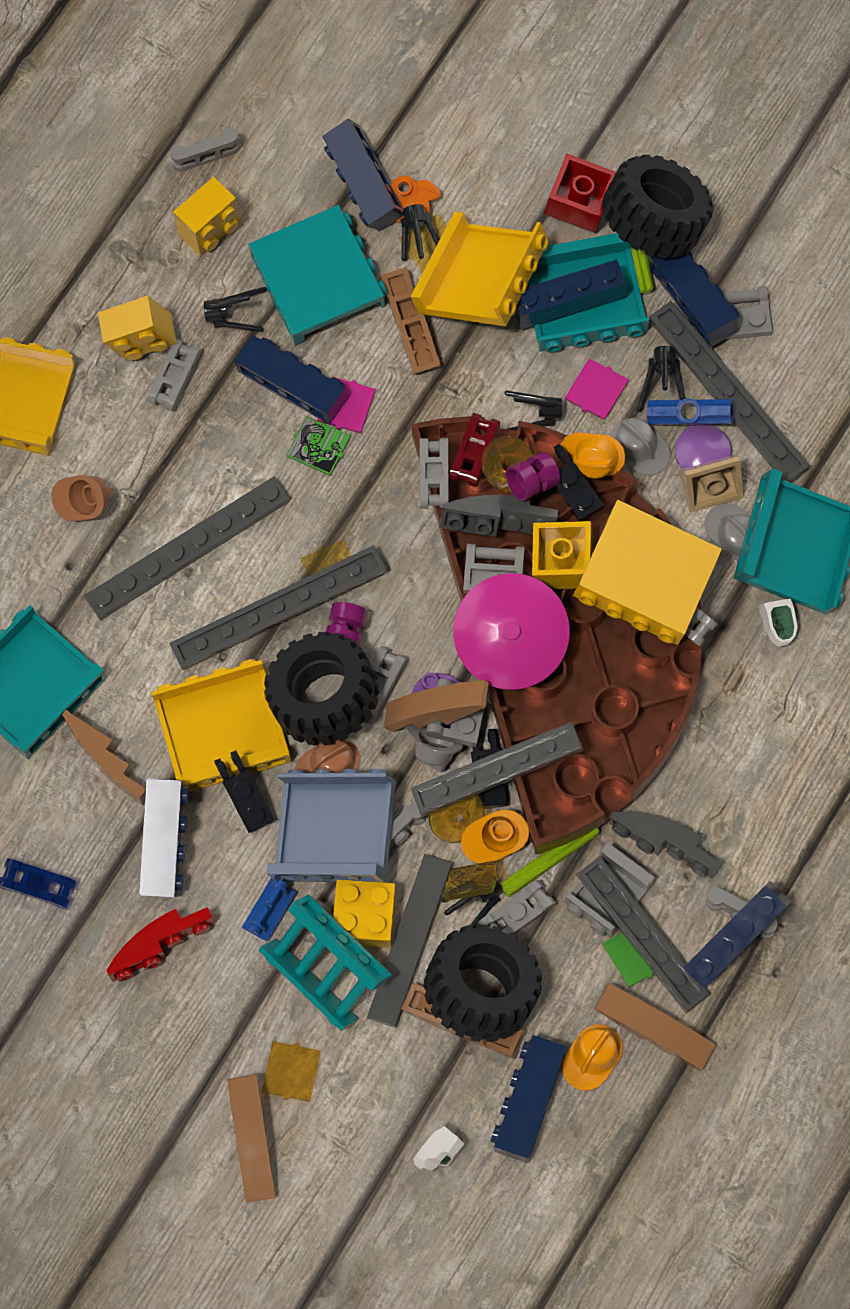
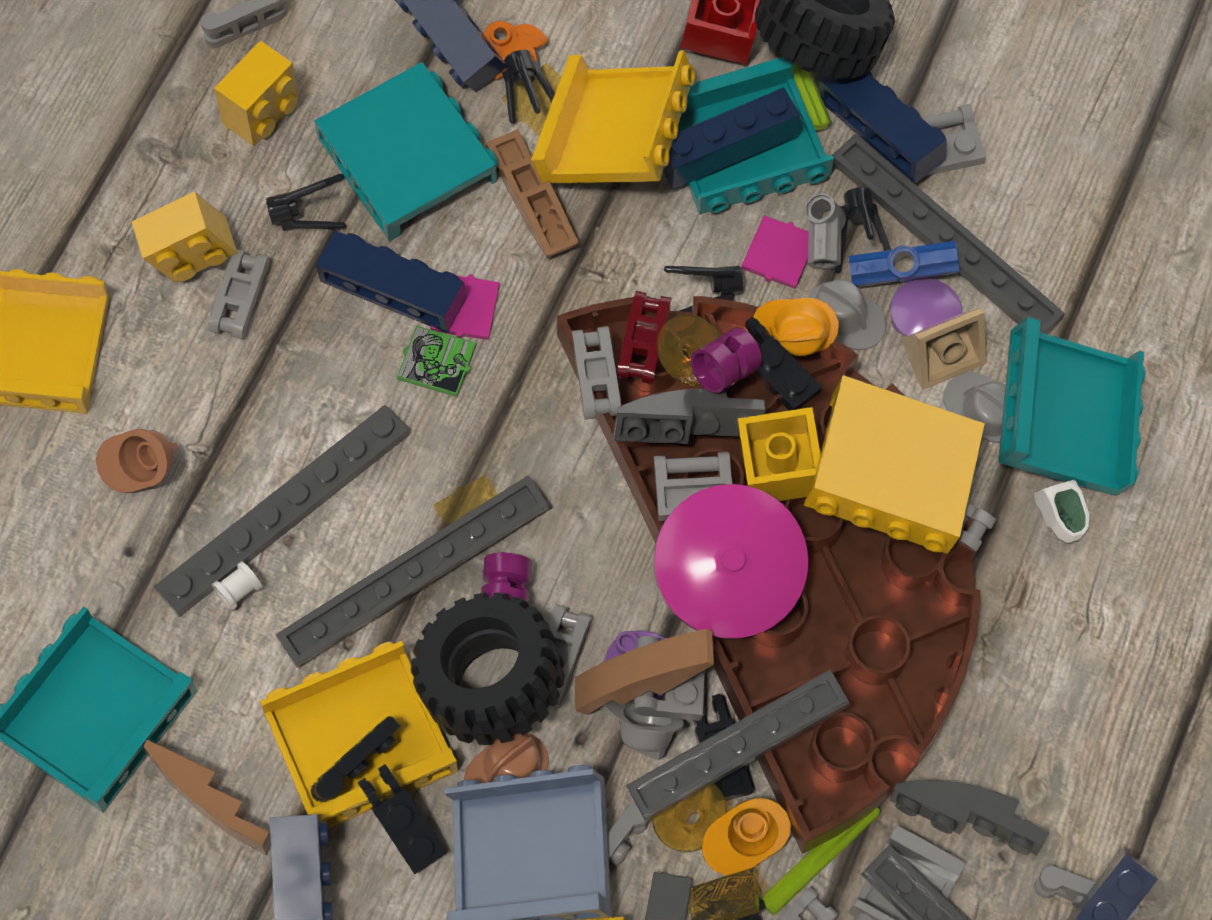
camera: 15 degrees left, 5 degrees down
(145, 602) = (236, 585): none -> white bush
(213, 745) = (353, 761): none -> black hinge
(633, 379) = (824, 233): none -> light grey piece

